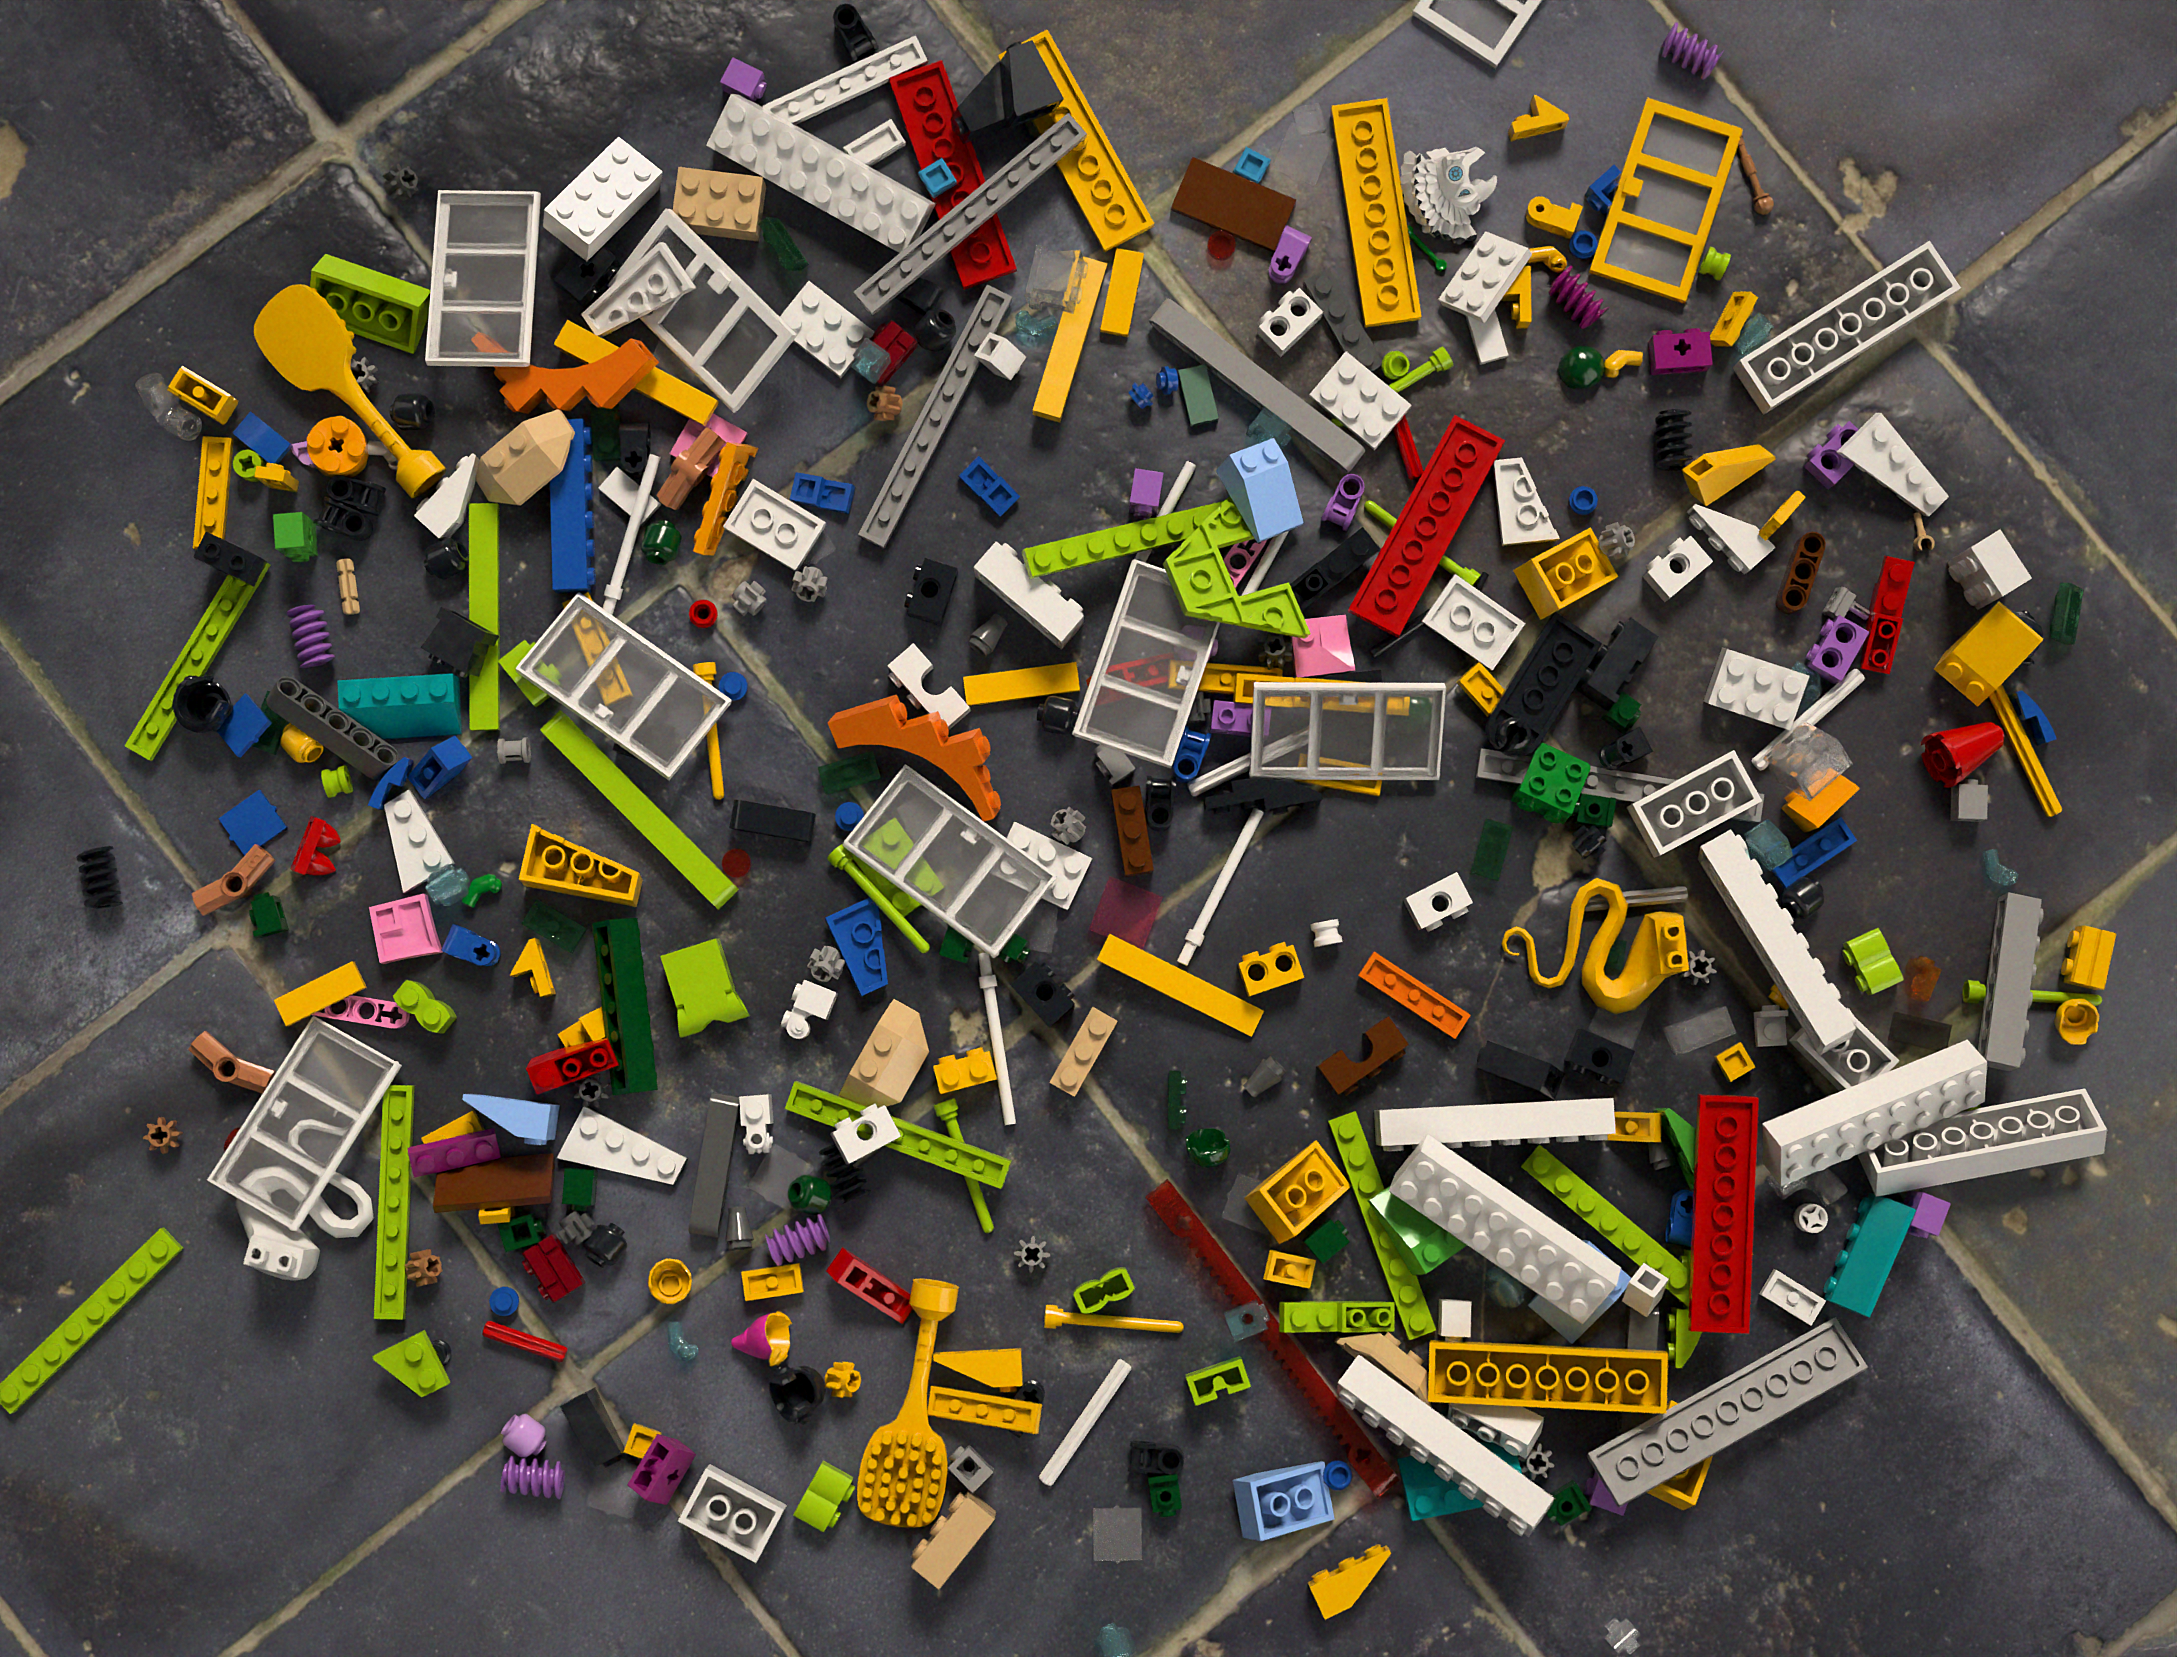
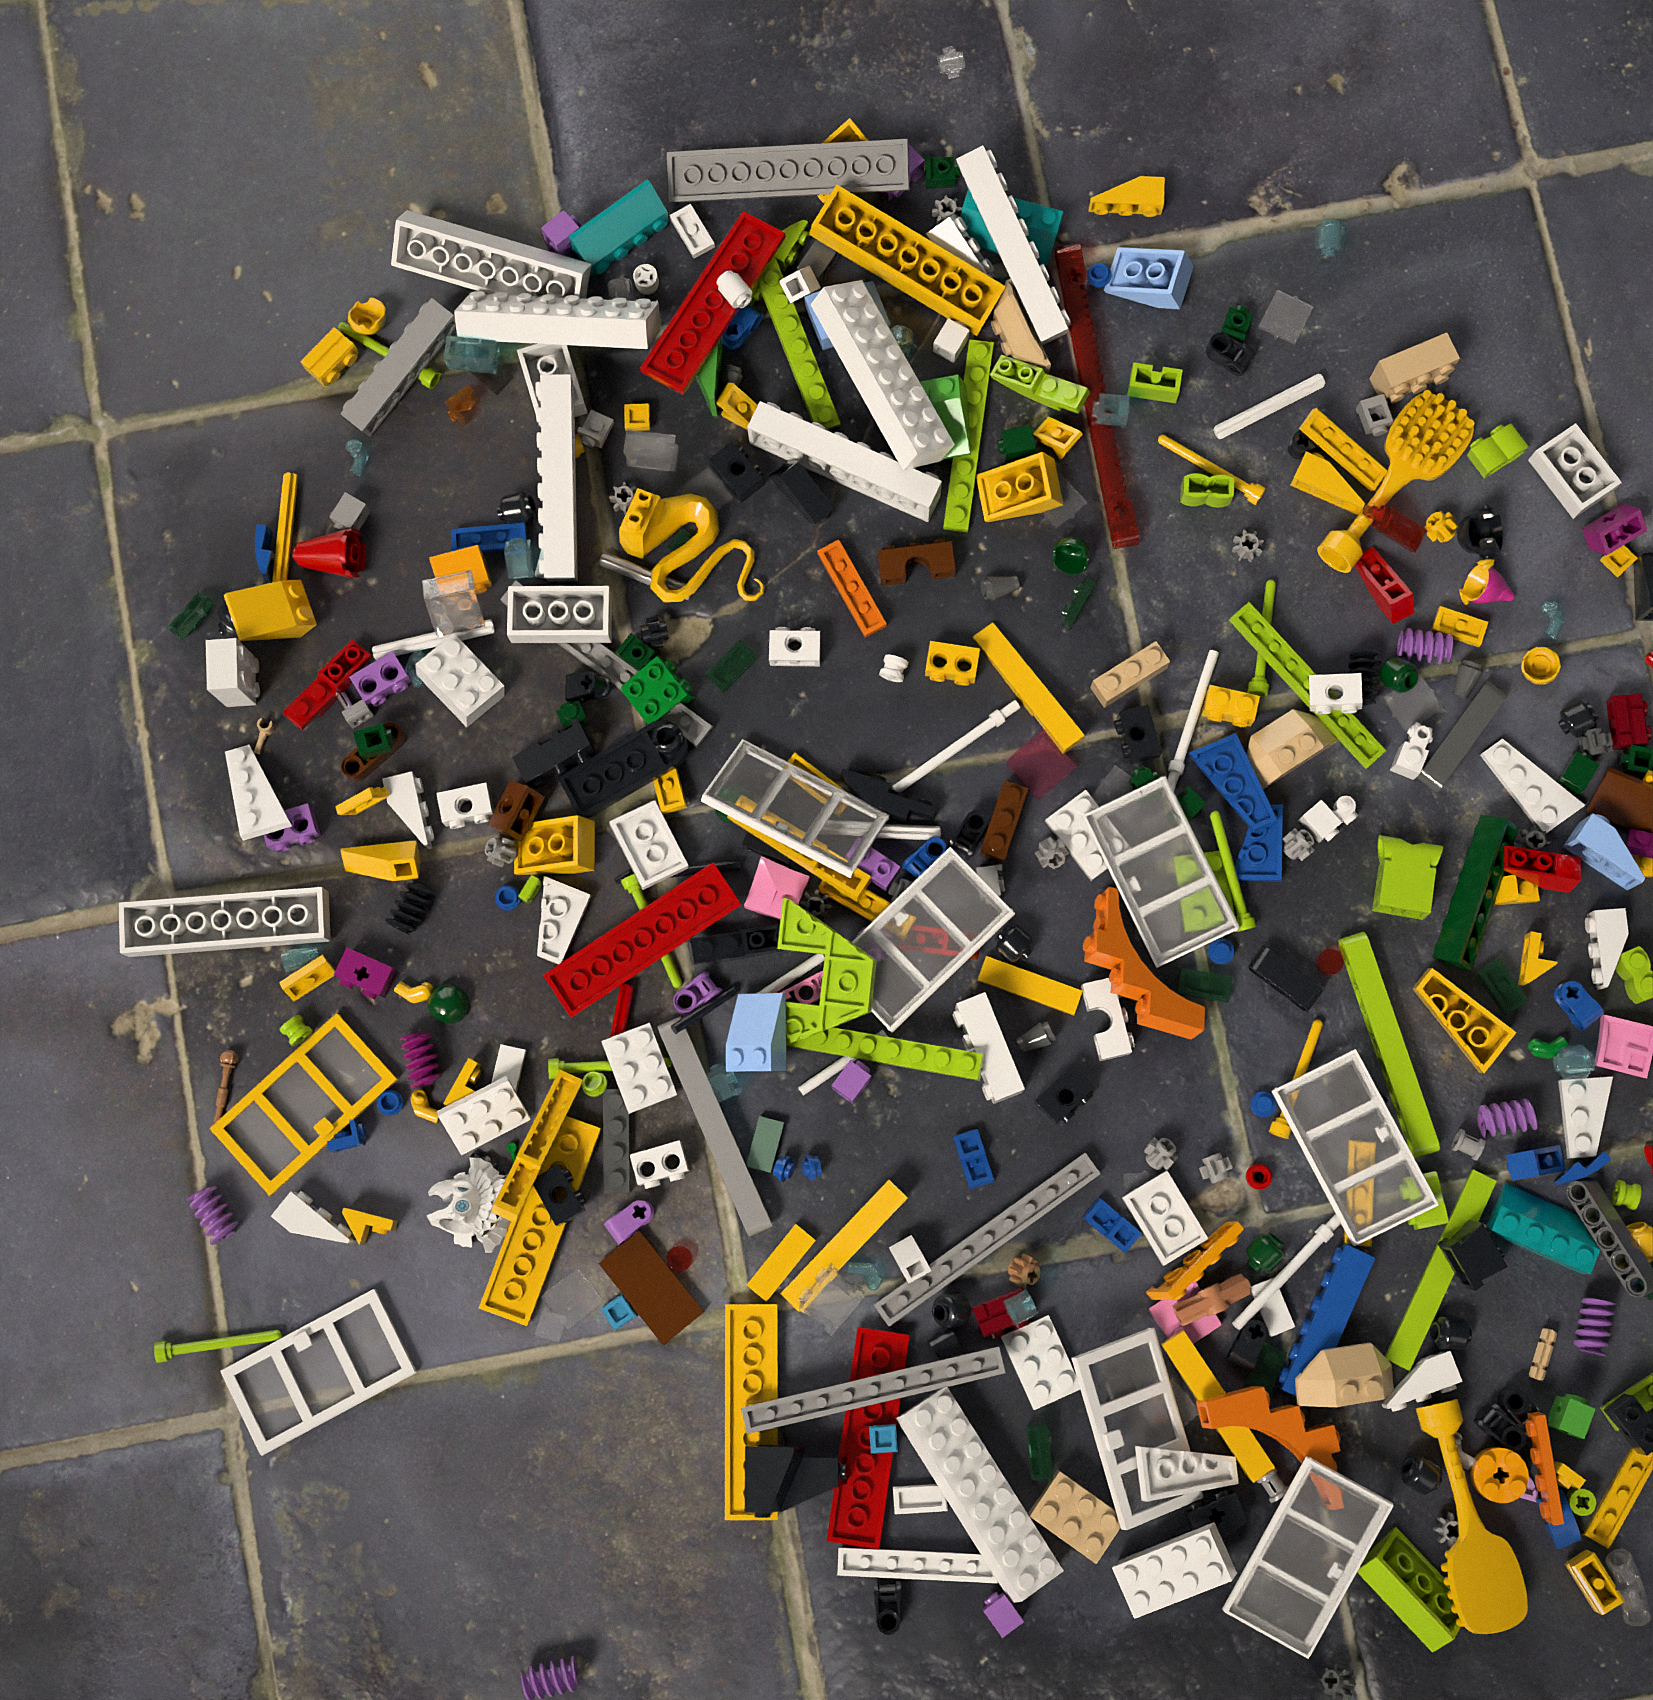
camera: 140 degrees left, 5 degrees down
(292, 463) = (1546, 1479): none -> orange plate
(470, 1029) = (1607, 935): none -> white slope
(489, 795) = (1506, 1116): none -> medium lavender piece
(546, 328) = (1273, 1485): none -> light grey bush
(889, 1352) = (1395, 526): none -> clear red hinge
(924, 999) = (1233, 776): none -> blue wing
(1328, 489) = (703, 1010): none -> black bar
(1364, 223) = (547, 1184): none -> black brick
(1416, 270) = (536, 1146): none -> yellow slope
(1552, 217) = (407, 1143): yellow leg -> none
(1565, 518) = (530, 889): none -> lime tile
(1601, 93) = (302, 1218): none -> white slope
(1624, 586) = (516, 810): none -> reddish brown brick
(1708, 1233) = (734, 289): none -> white brick
(1811, 569) = (366, 737): none -> dark green brick
(1872, 961) = (492, 436): lime brick -> none
(1943, 1032) = (471, 354): none -> clear light blue brick

